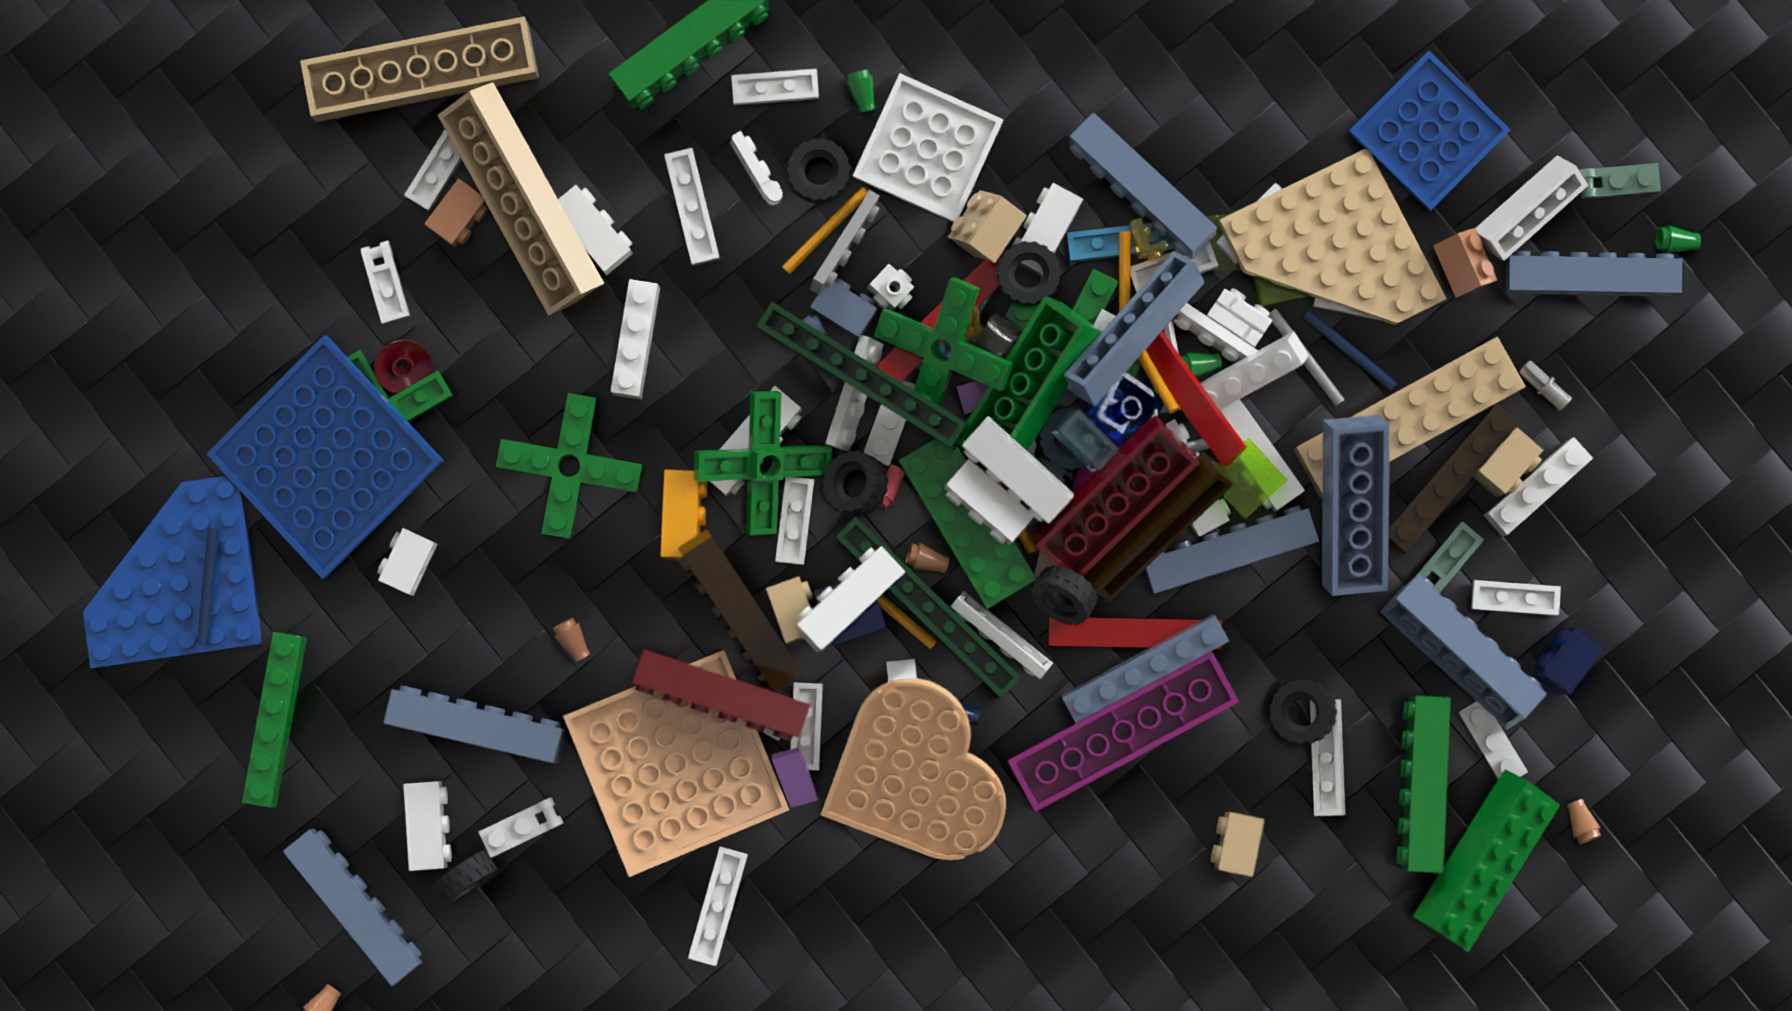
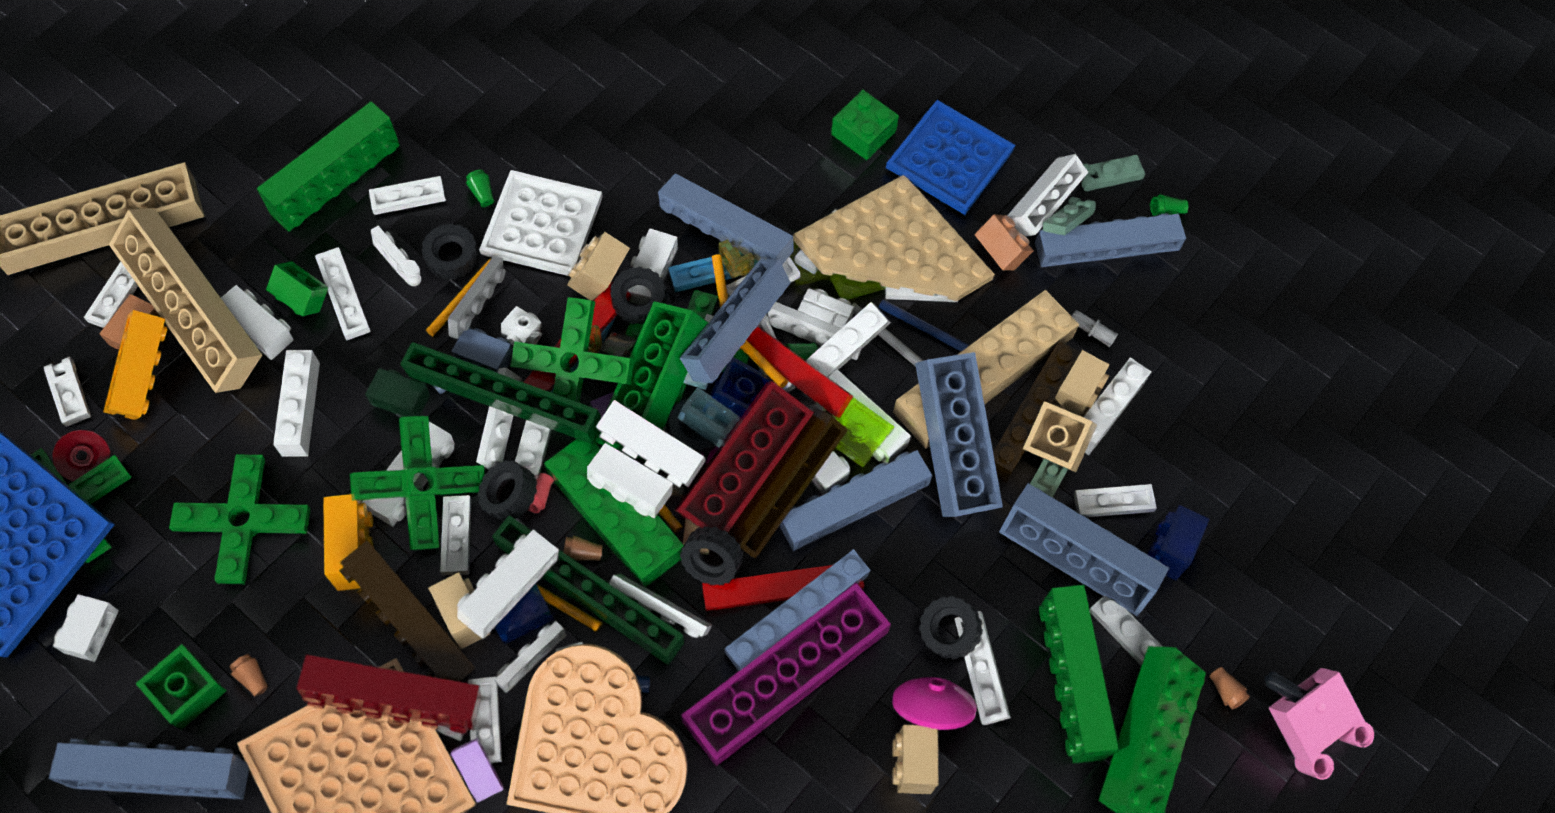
camera: 20 degrees left, 20 degrees down
(463, 270) = (135, 365): none -> light orange brick
(505, 643) = (181, 687): none -> green brick
(643, 197) = (297, 288): none -> green brick
(745, 344) = (397, 394): none -> clear green brick
(859, 666) = (530, 656): none -> white plate
(1268, 790) = (934, 703): none -> dark pink dish
(1333, 73) = (864, 124): none -> green brick
(1467, 524) = (1060, 436): none -> tan brick
(1550, 241) = (1069, 216): none -> sand green plate
(1660, 871) = (1315, 717): none -> bright pink piece

